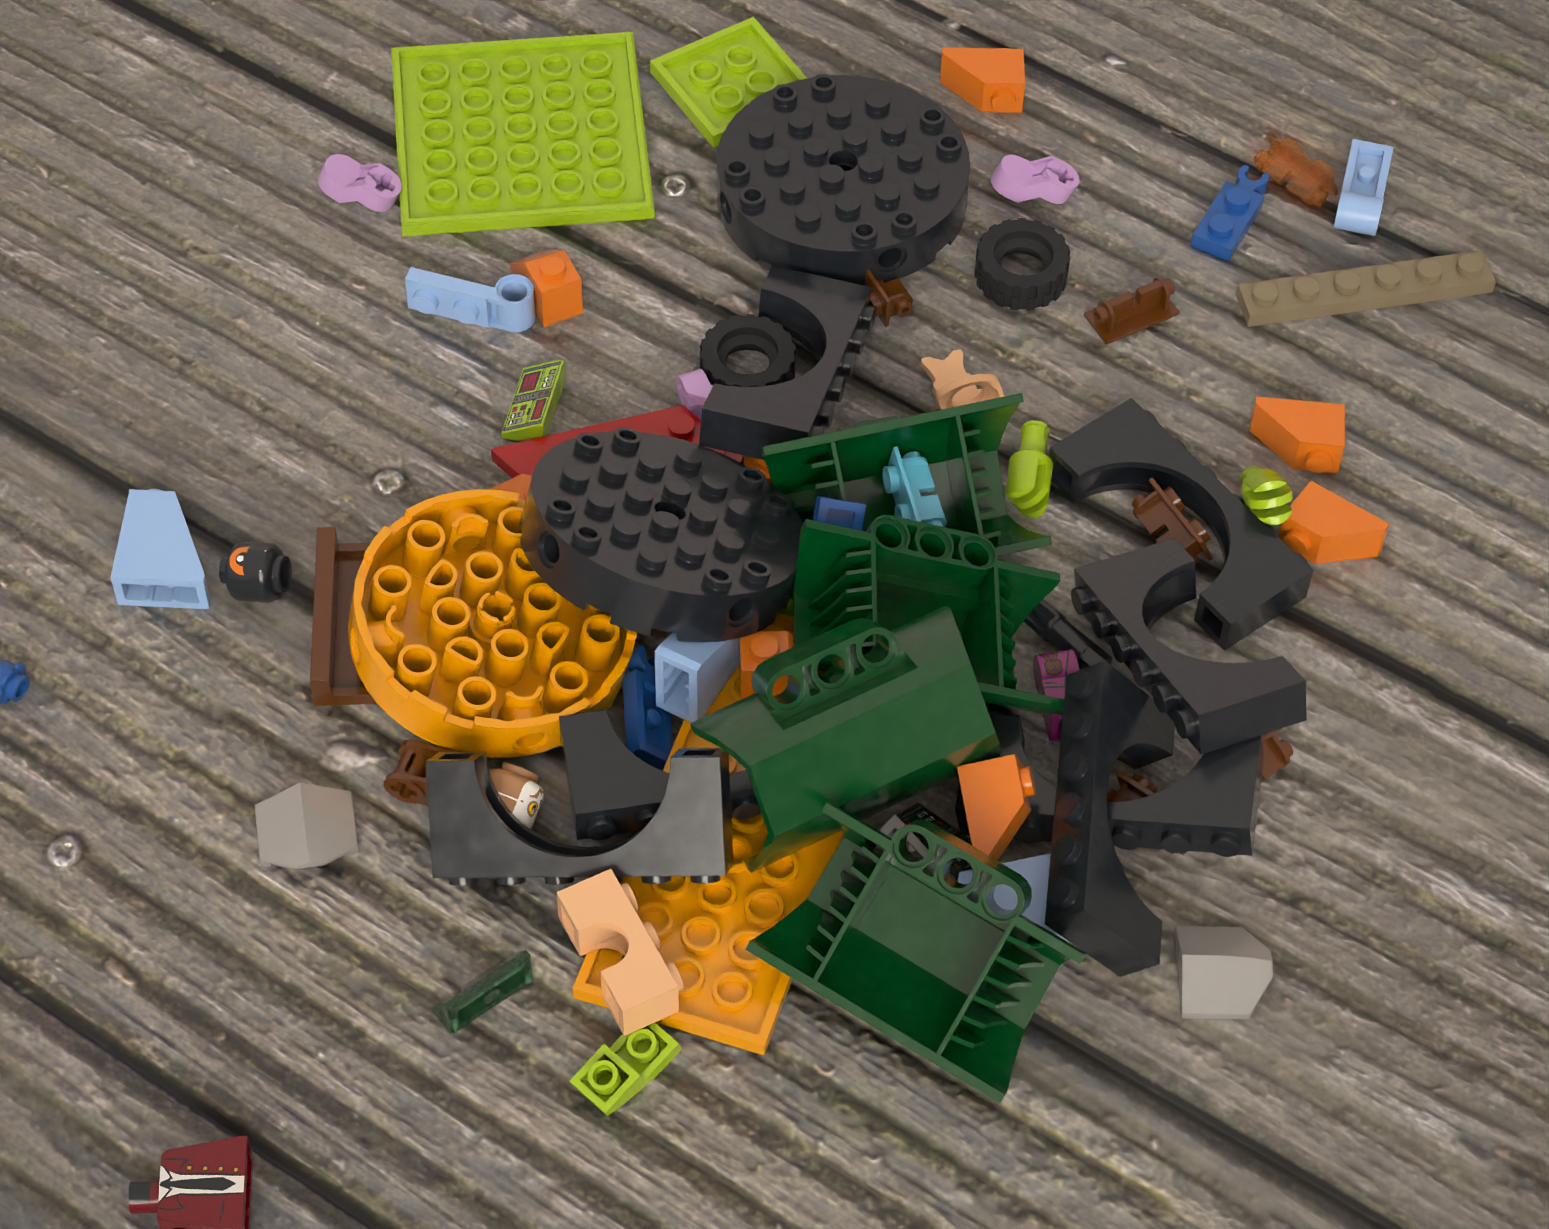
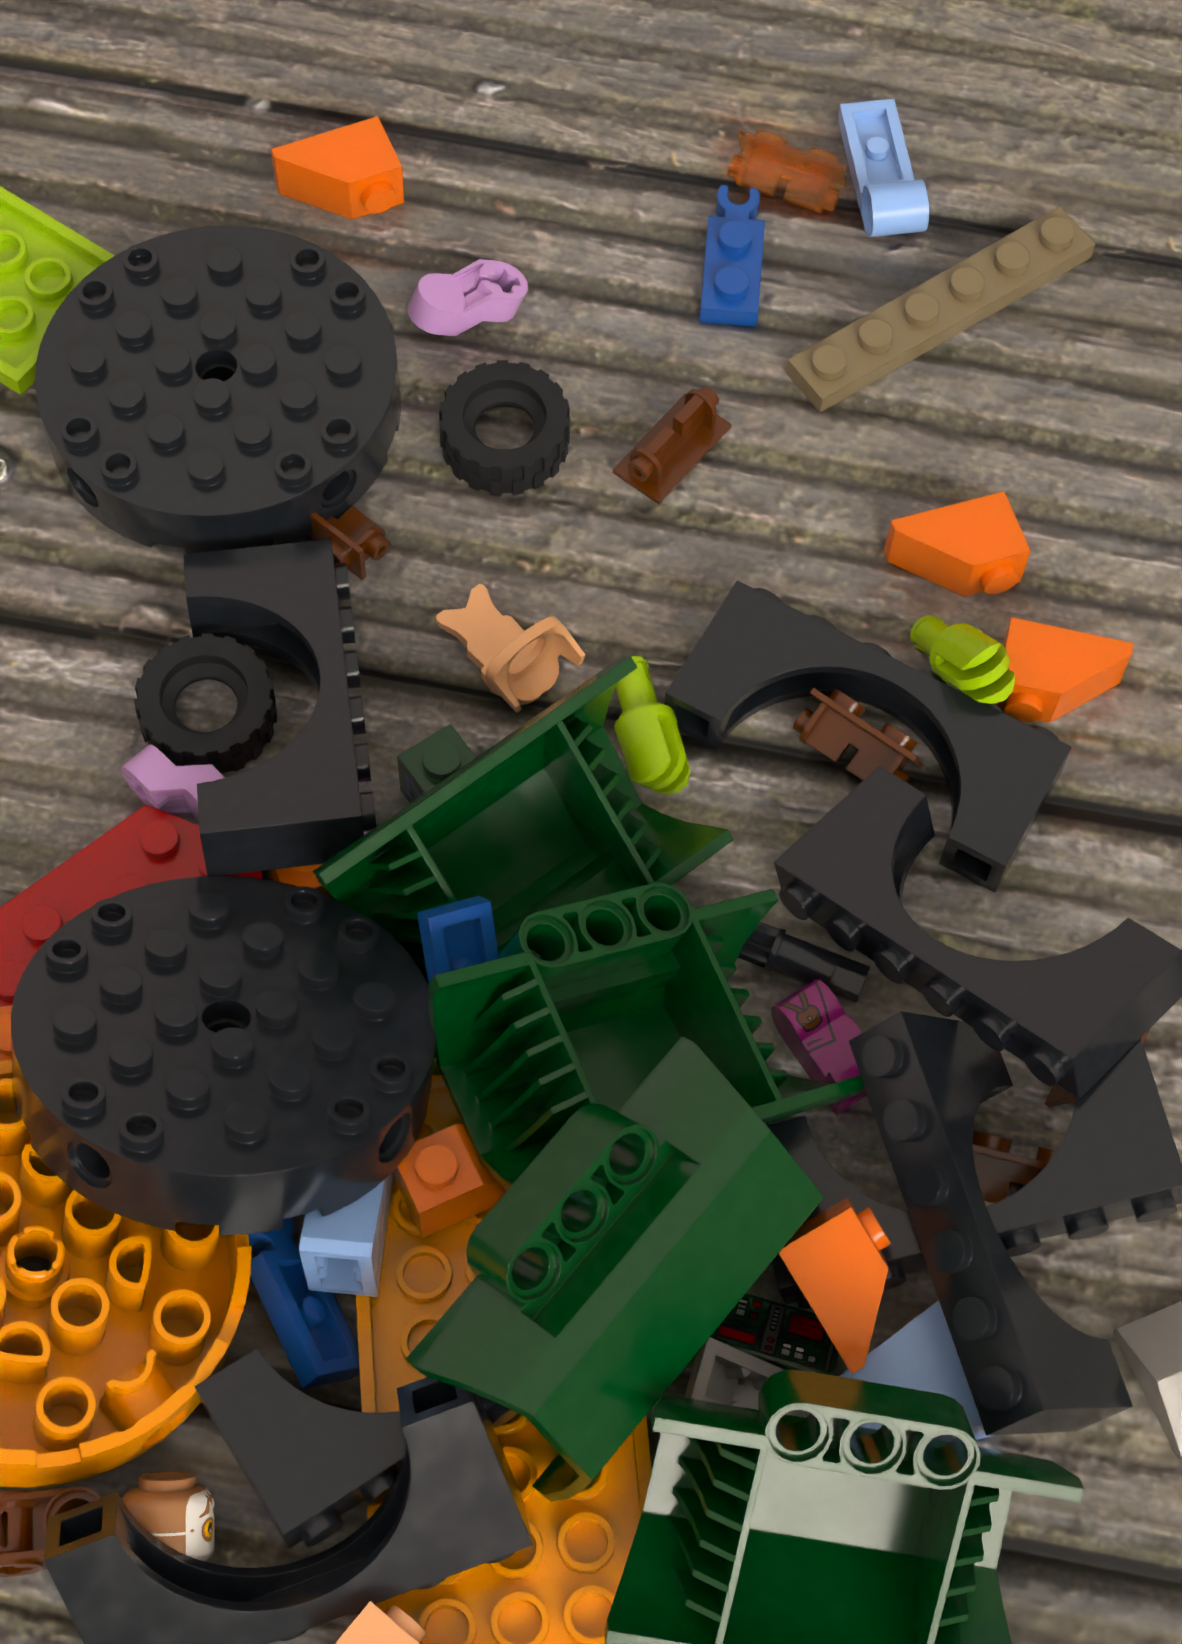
camera: 25 degrees left, 10 degrees up
(906, 481) = (510, 825): medium azure hinge -> none

